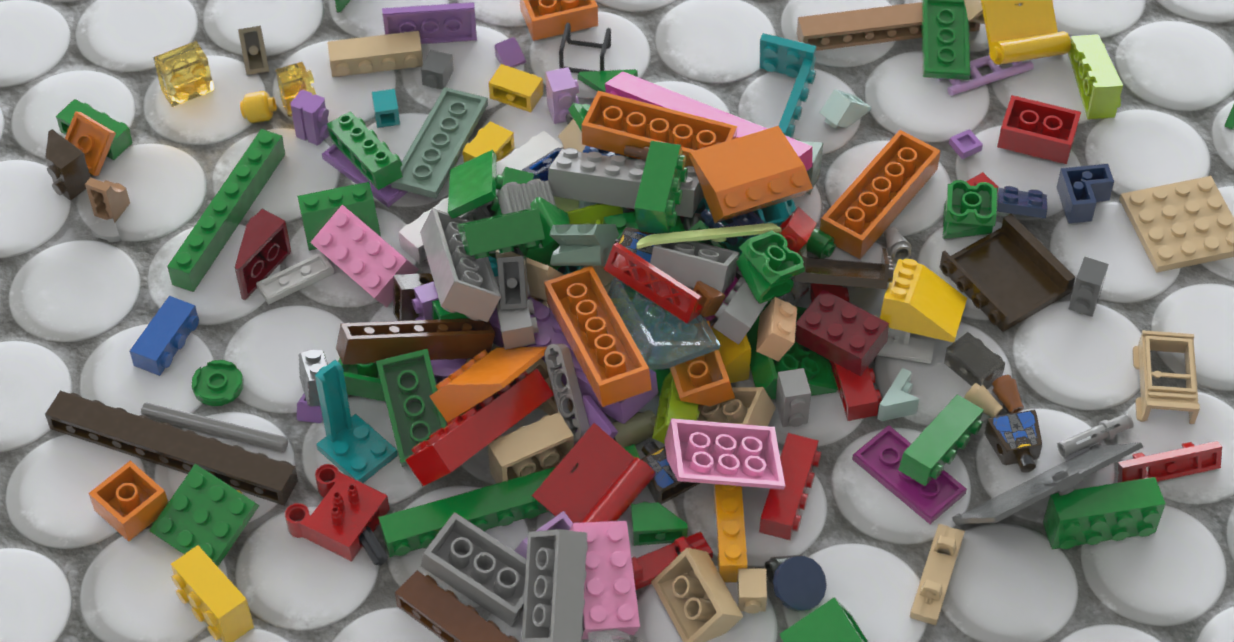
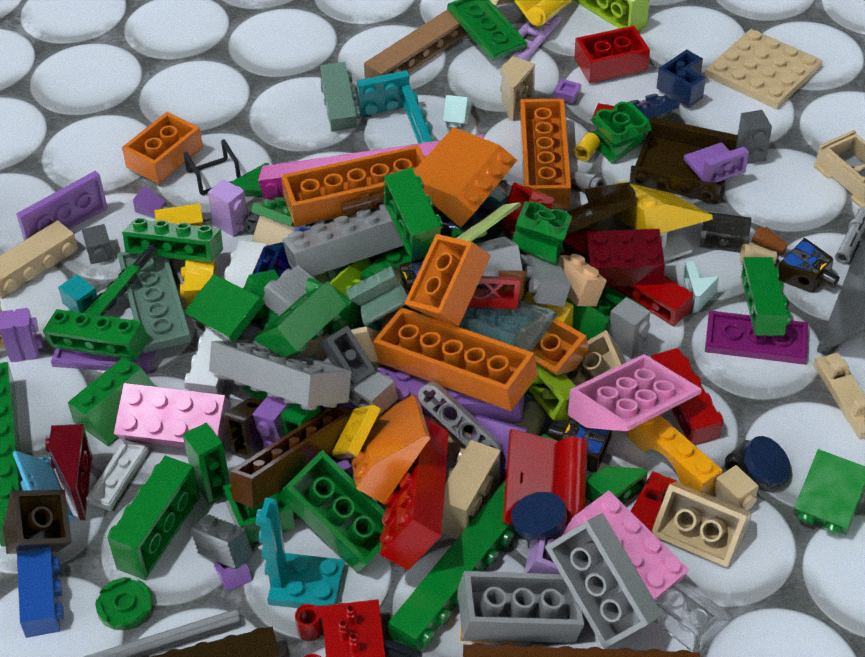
camera: 35 degrees left, 5 degrees down
(197, 279) = (36, 521): none -> dark brown slope
(224, 255) = (37, 474): none -> medium azure door
(284, 328) = (154, 517): none -> green brick
(350, 298) = (208, 457): none -> green brick
(403, 123) = (117, 288): none -> green sword
(475, 350) = (355, 432): none -> yellow tile
(489, 101) = (173, 239): none -> green brick
(557, 507) = (539, 515): none -> dark blue tile
(632, 263) = (447, 279): none -> orange slope
(744, 41) = (339, 96): none -> sand green wedge
(916, 112) = (516, 84): none -> tan slope
(929, 209) = (586, 146): none -> yellow piece
(1029, 292) = (717, 162): none -> medium lavender bracket

